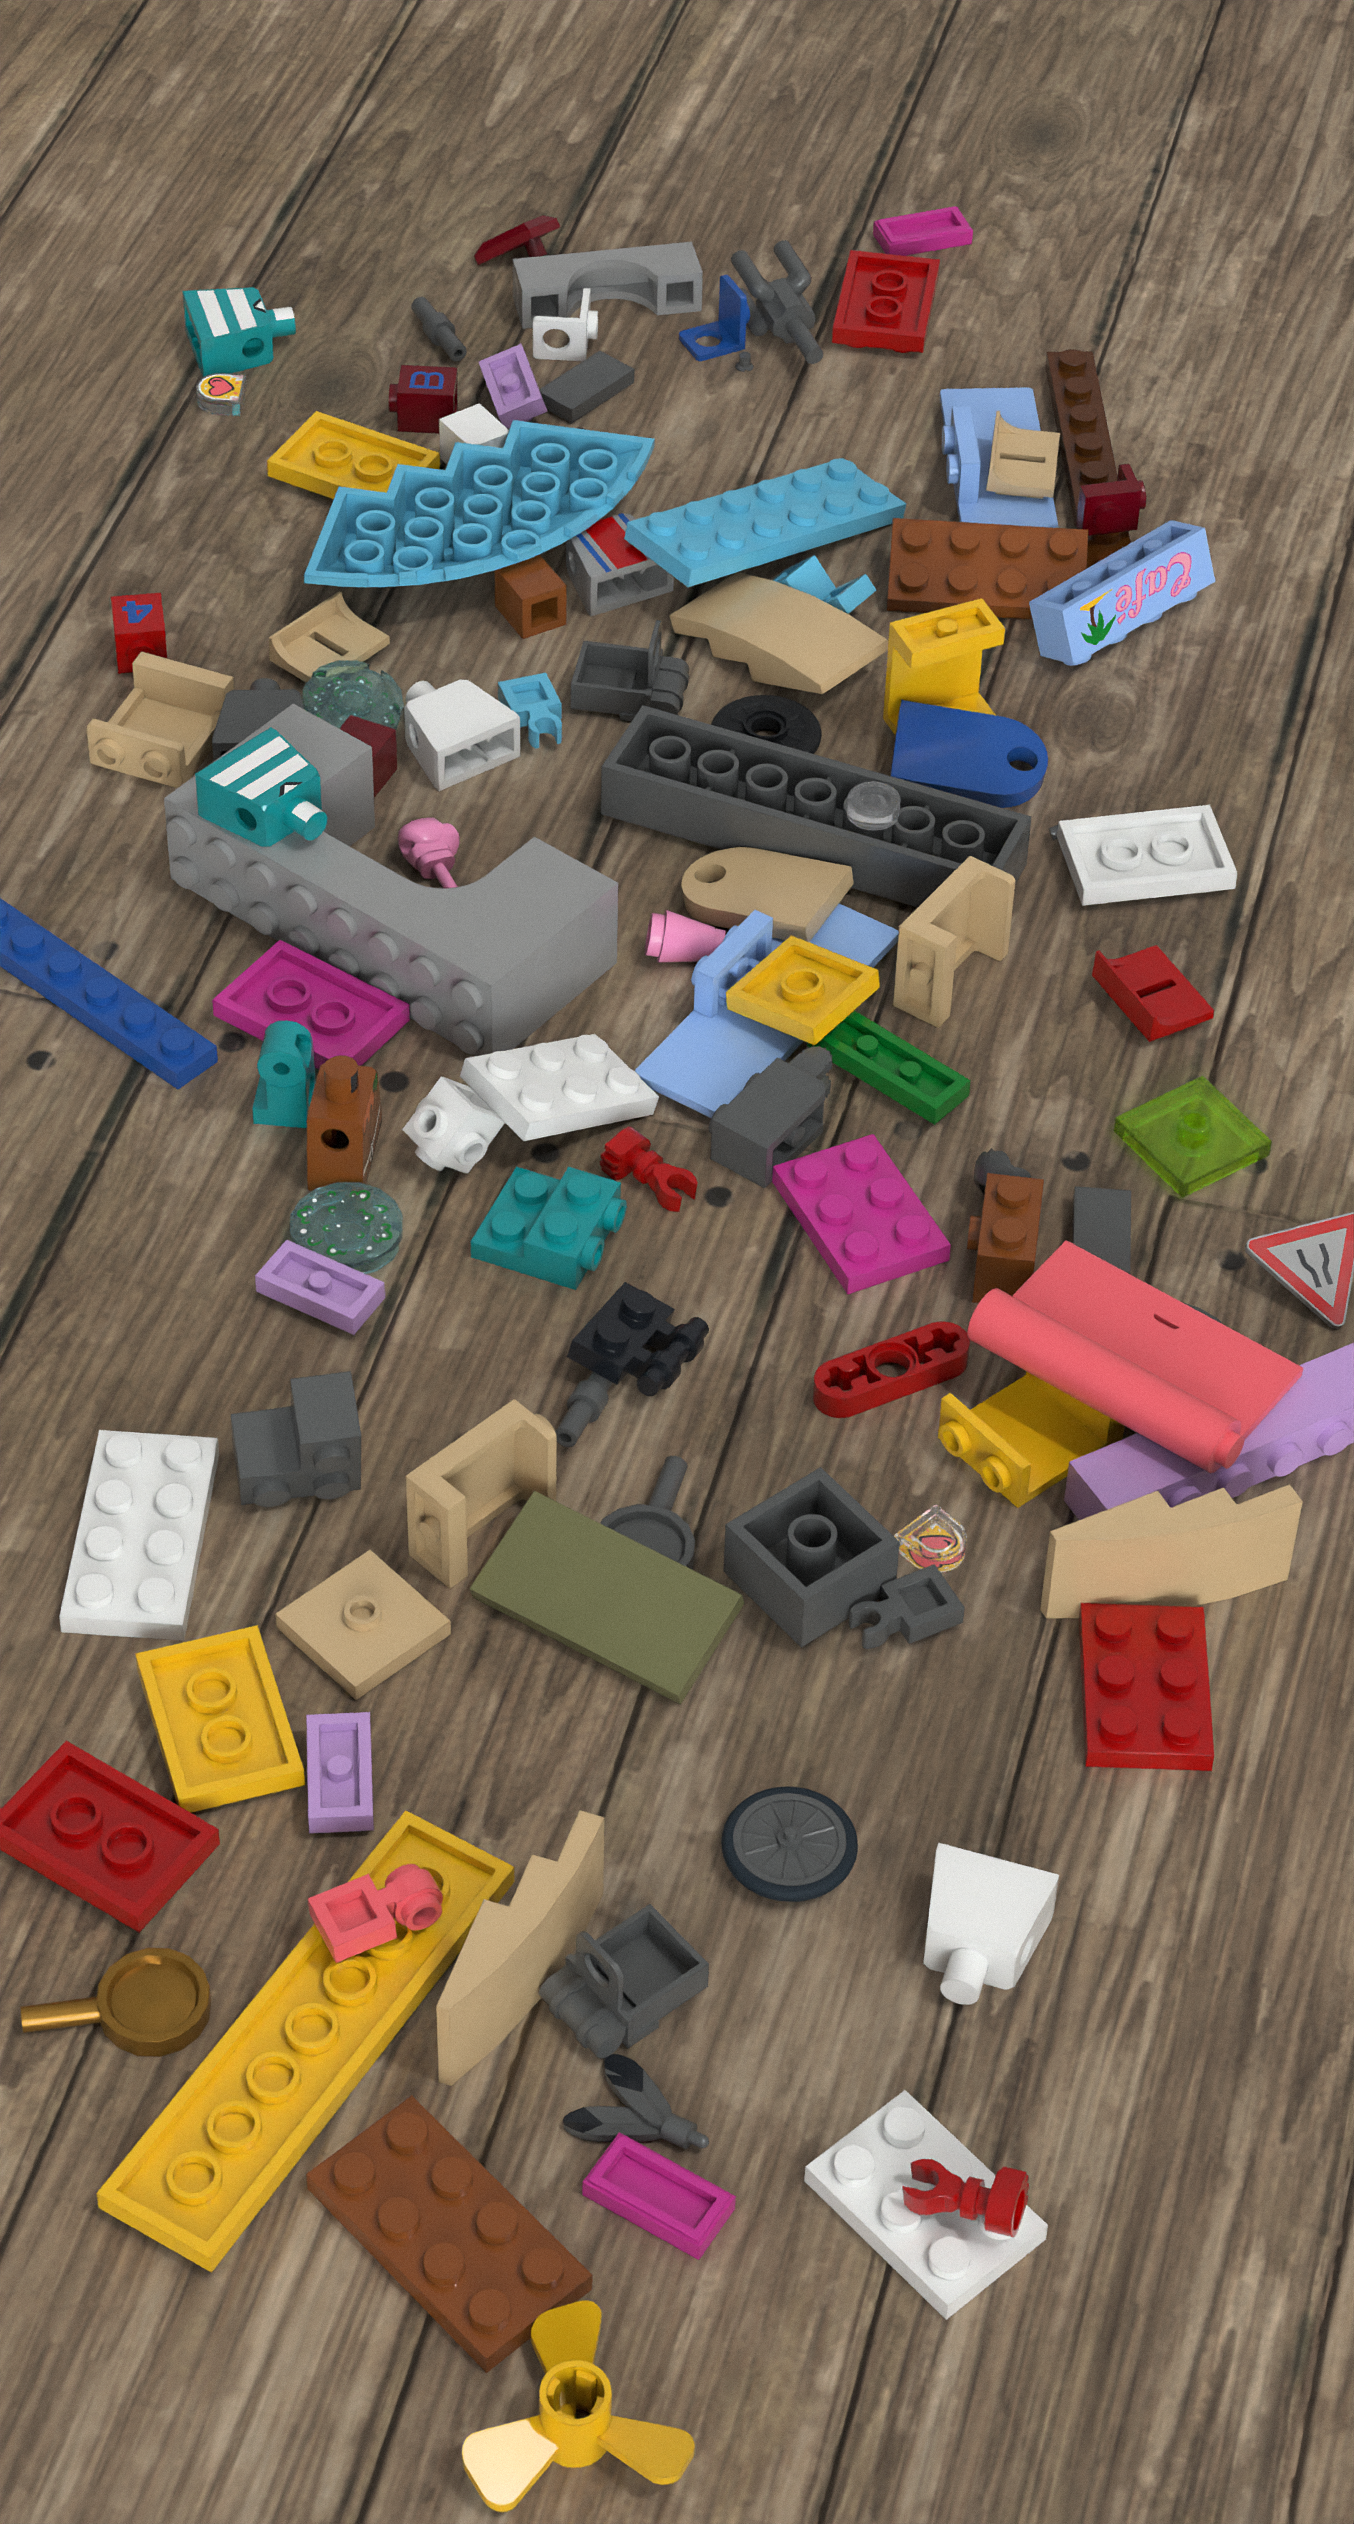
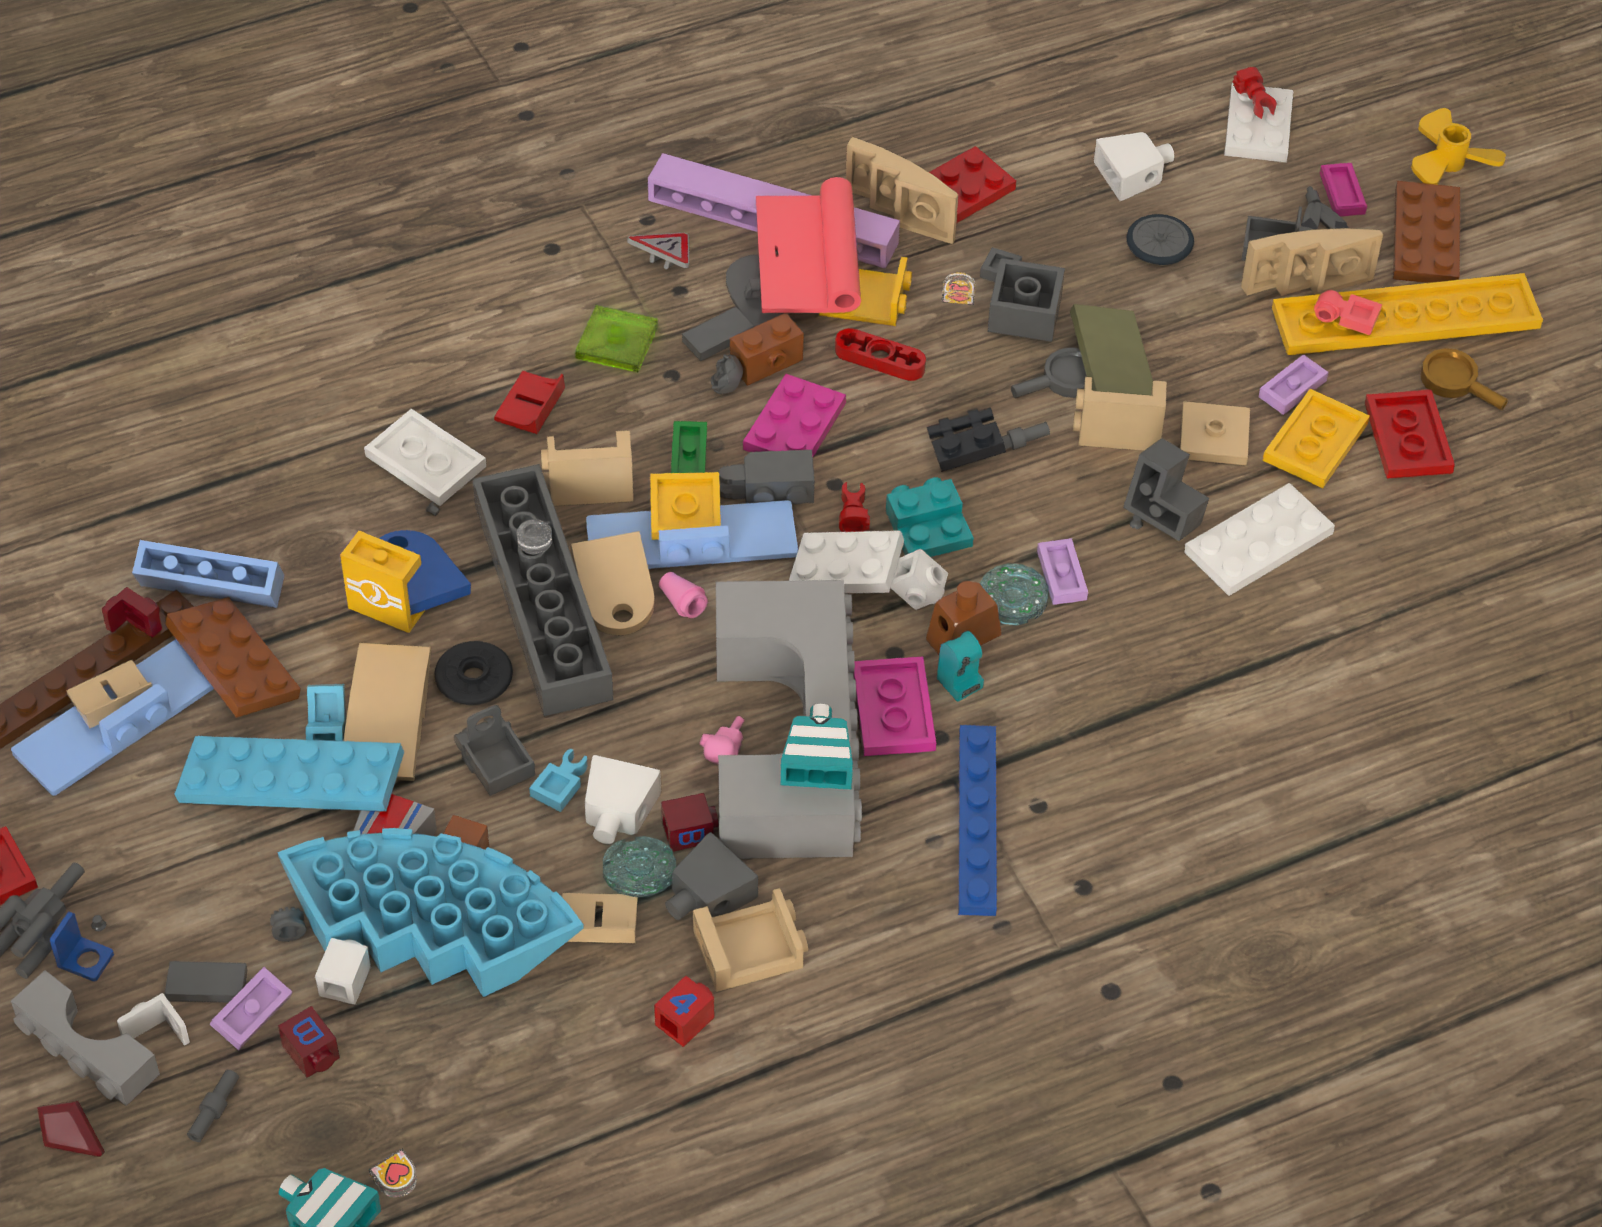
camera: 130 degrees left, 5 degrees up
(343, 454) = (412, 1035): yellow plate -> none

